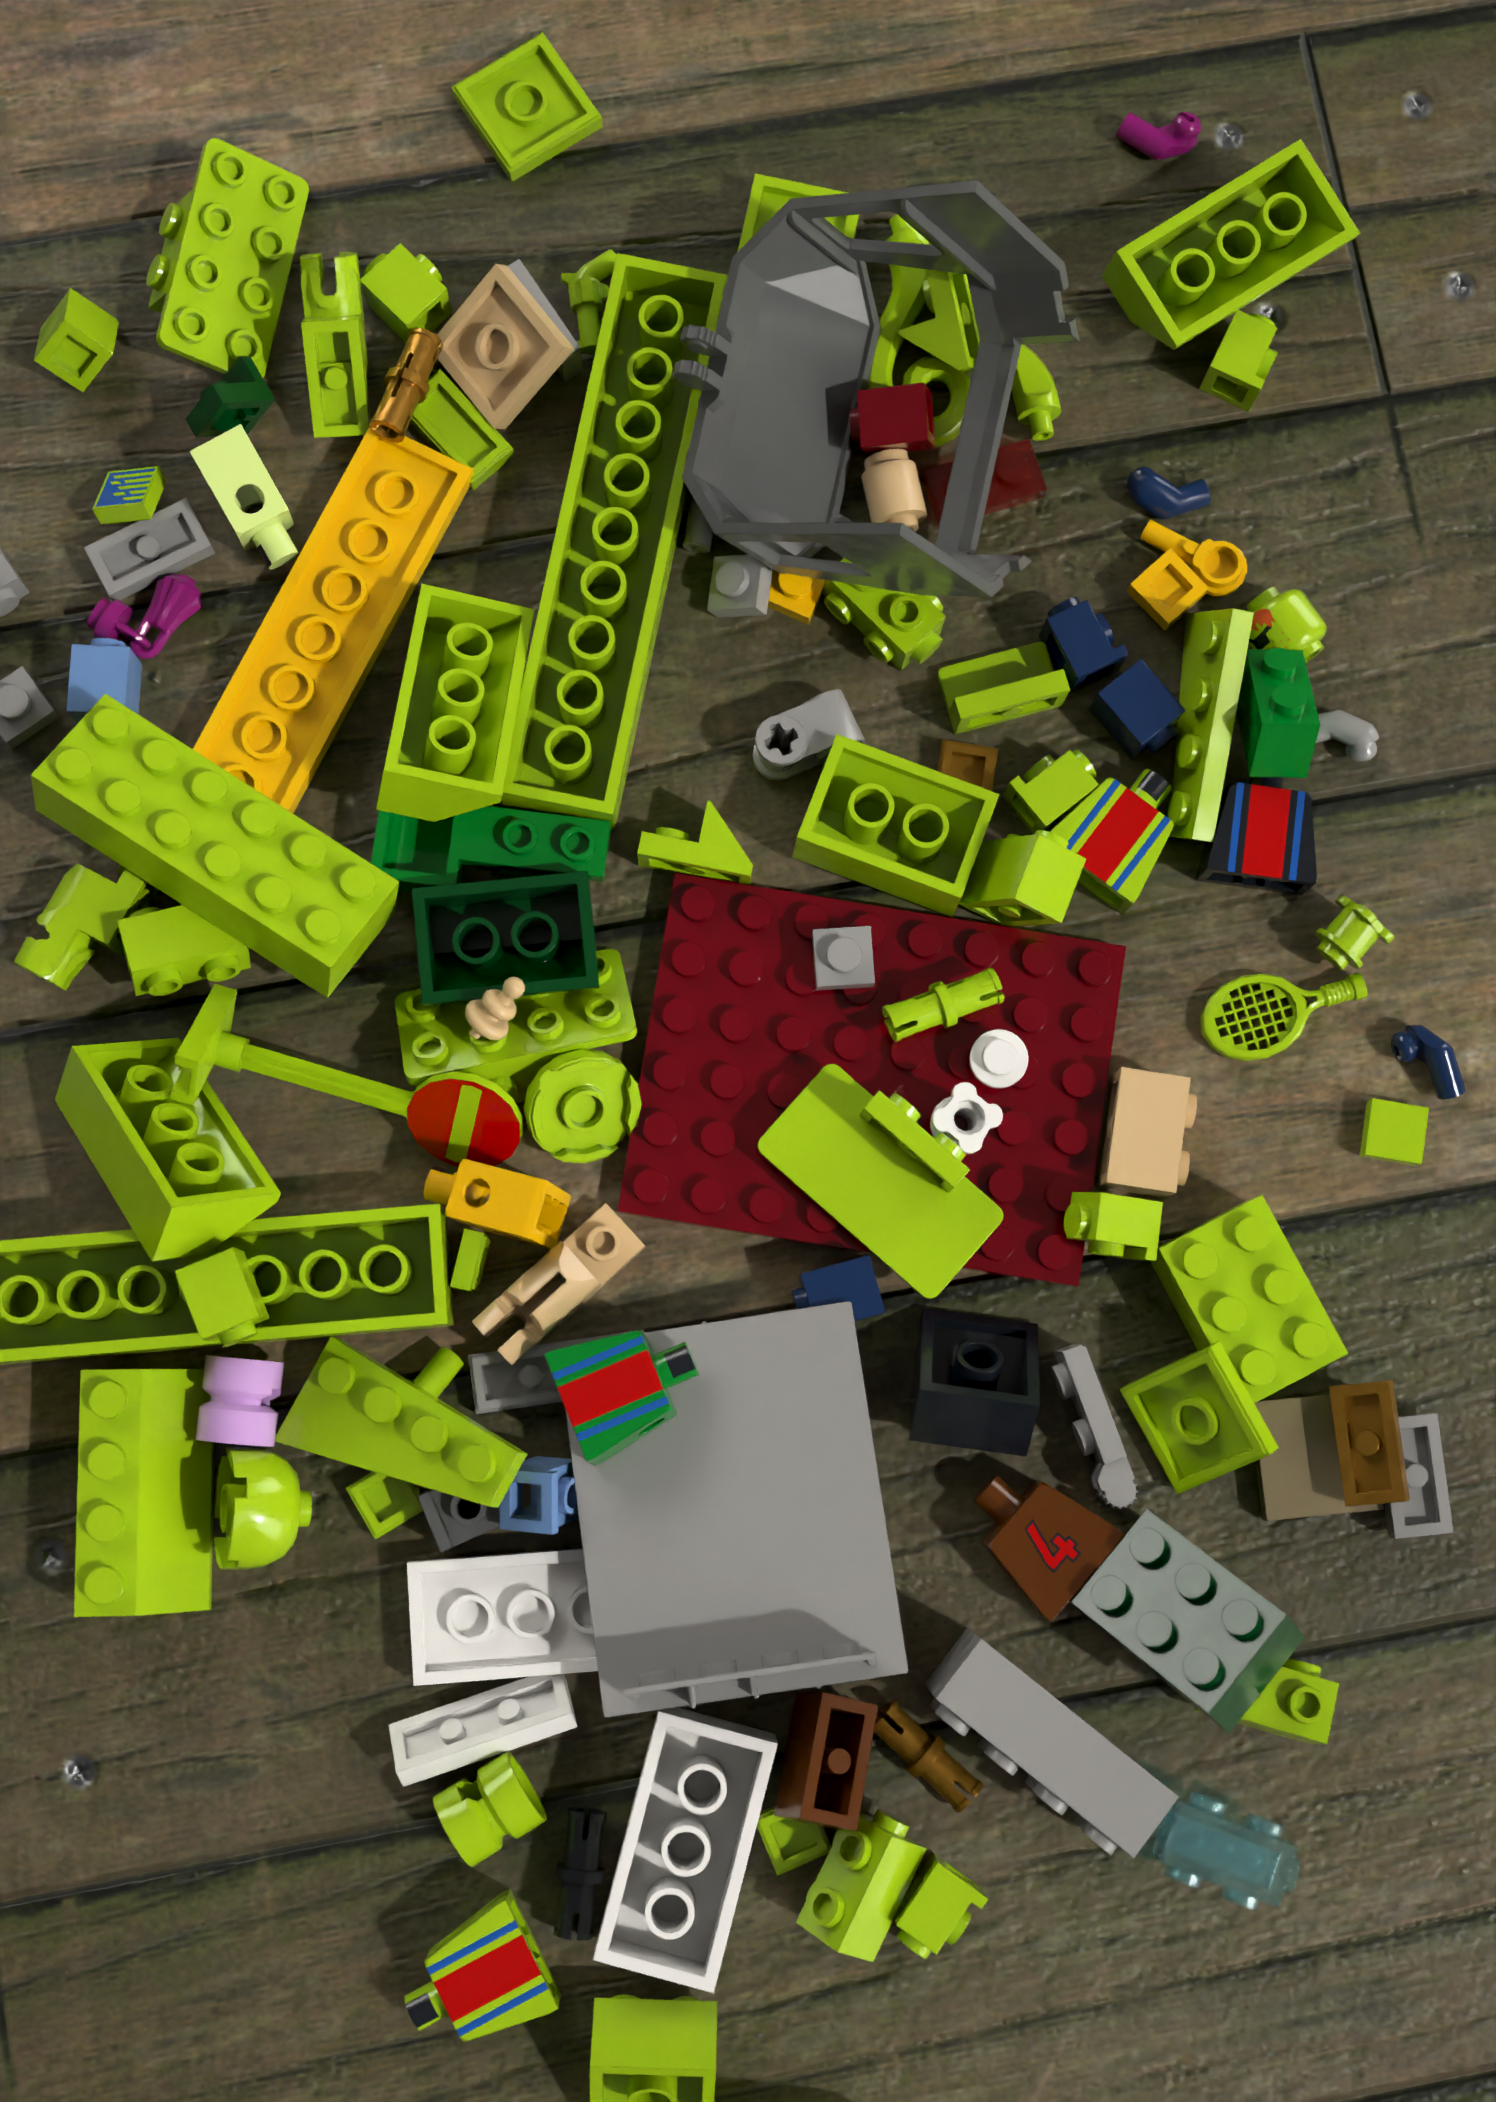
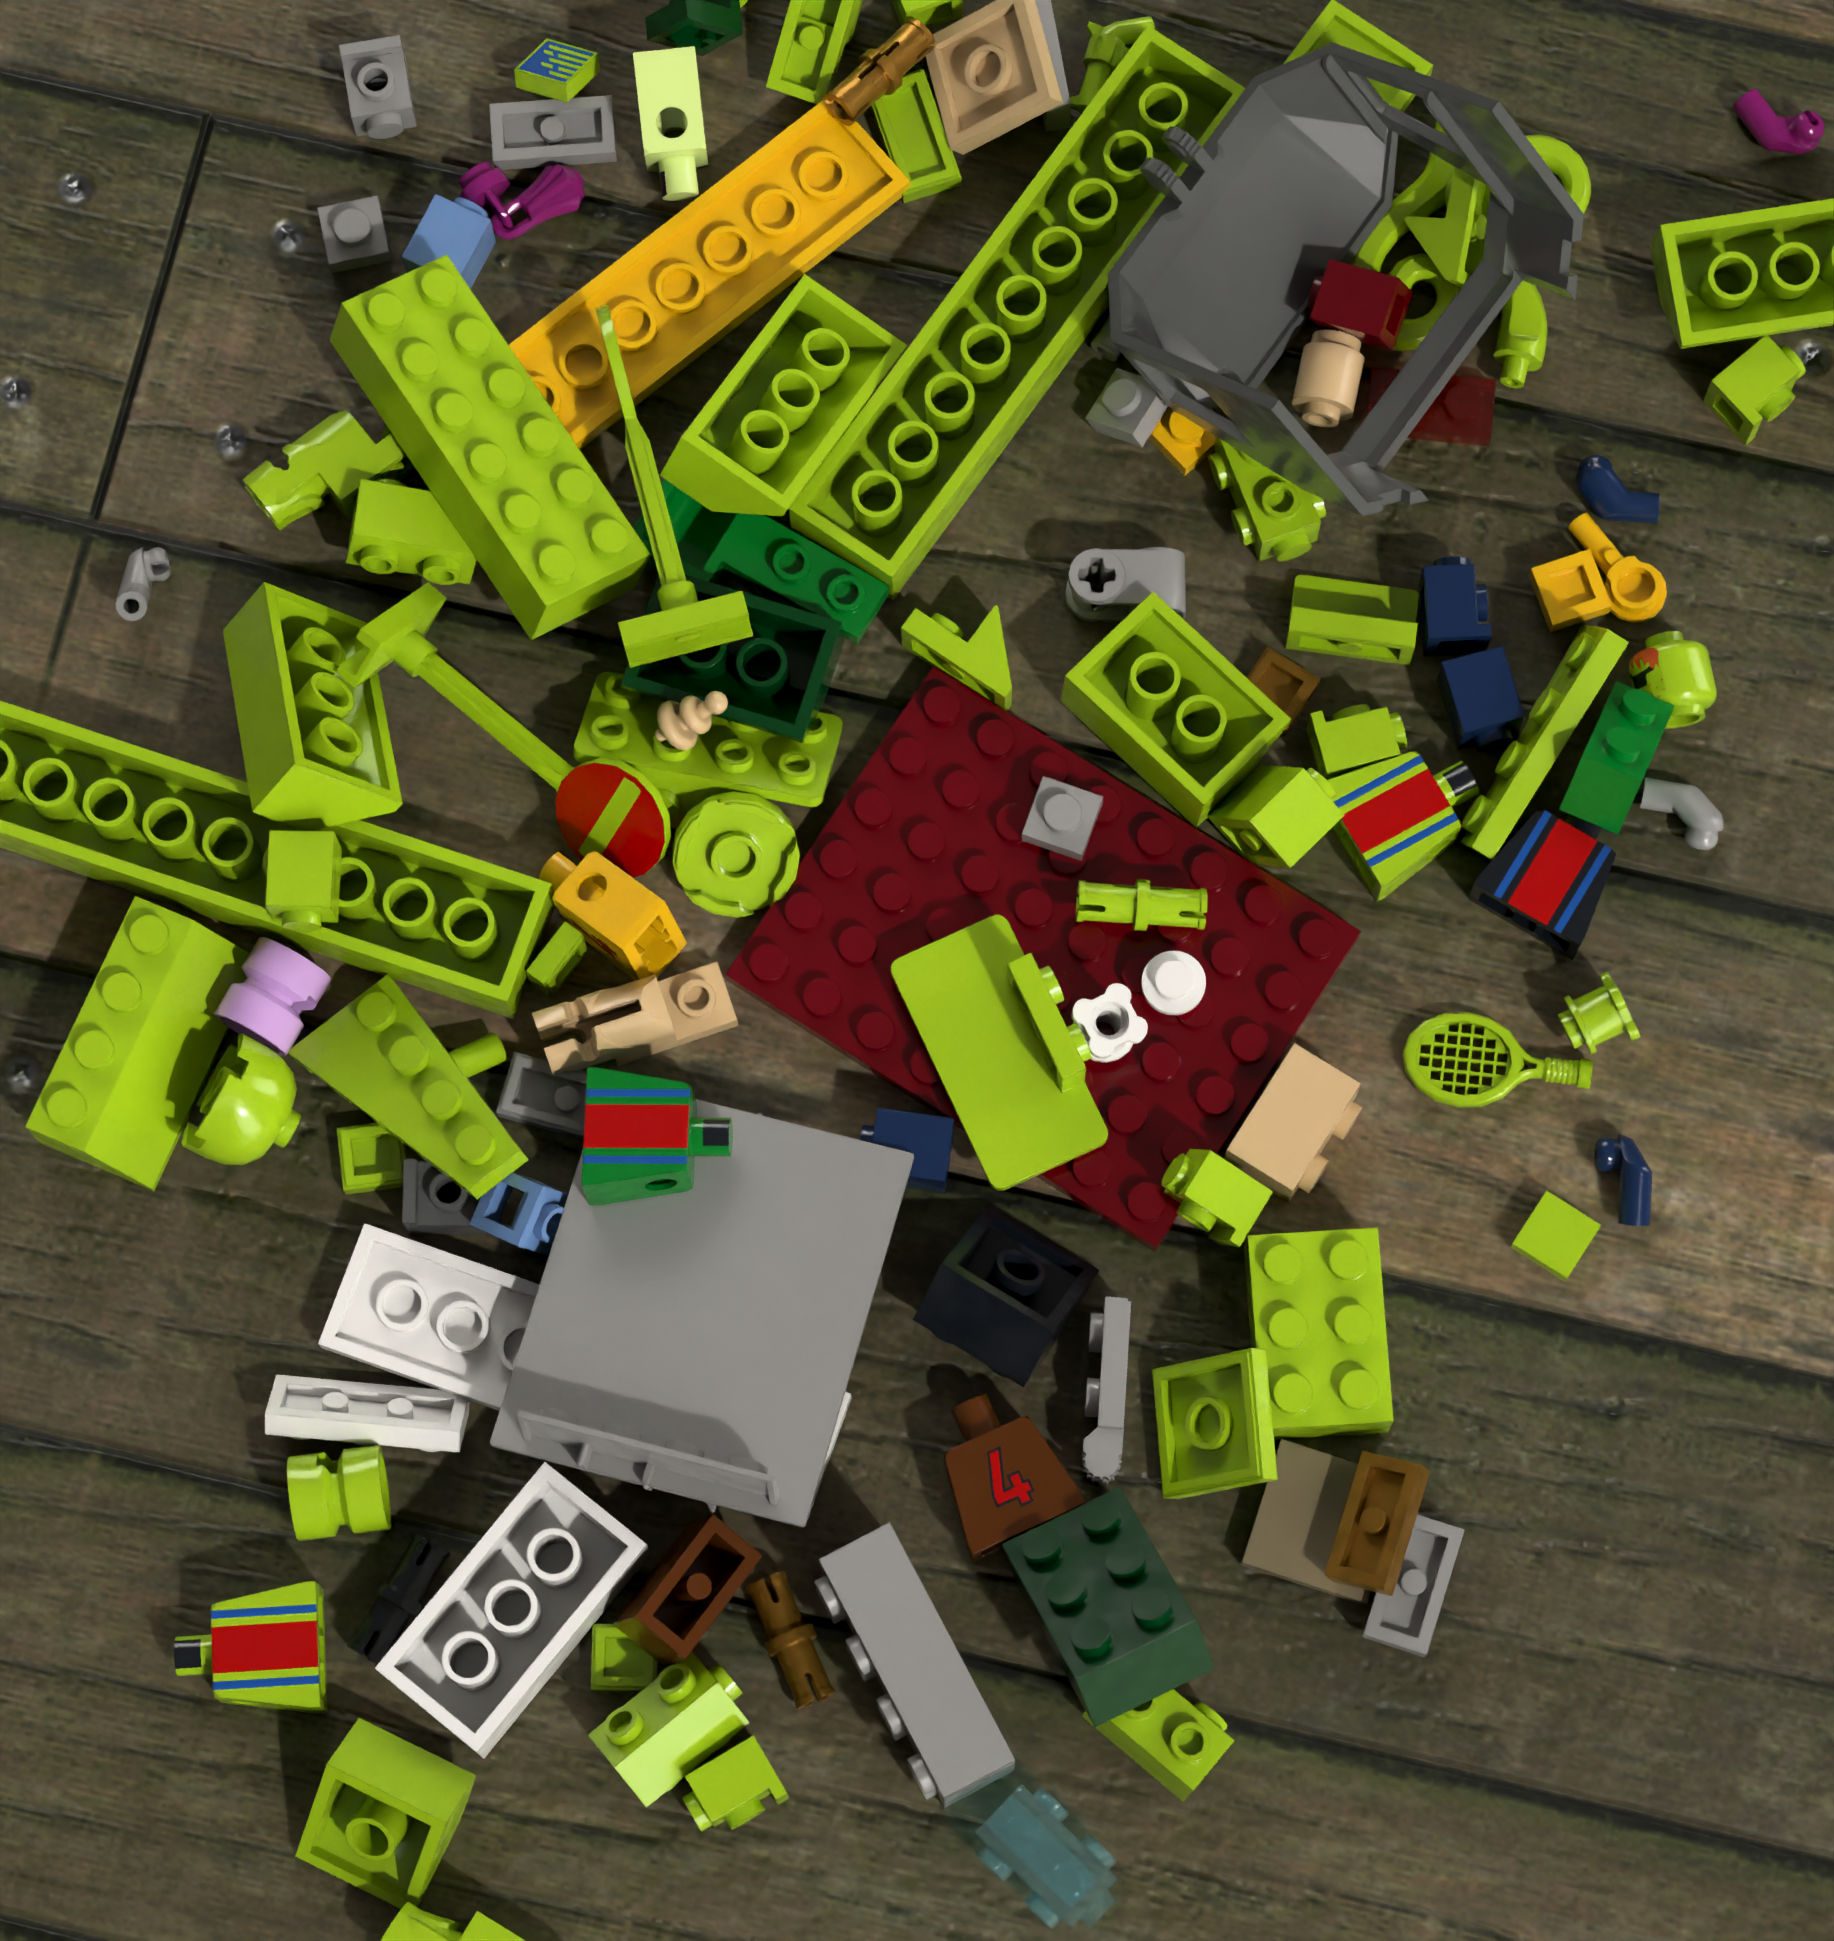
camera: 35 degrees right, 5 degrees down
(454, 928) = (683, 621): none -> lime piece

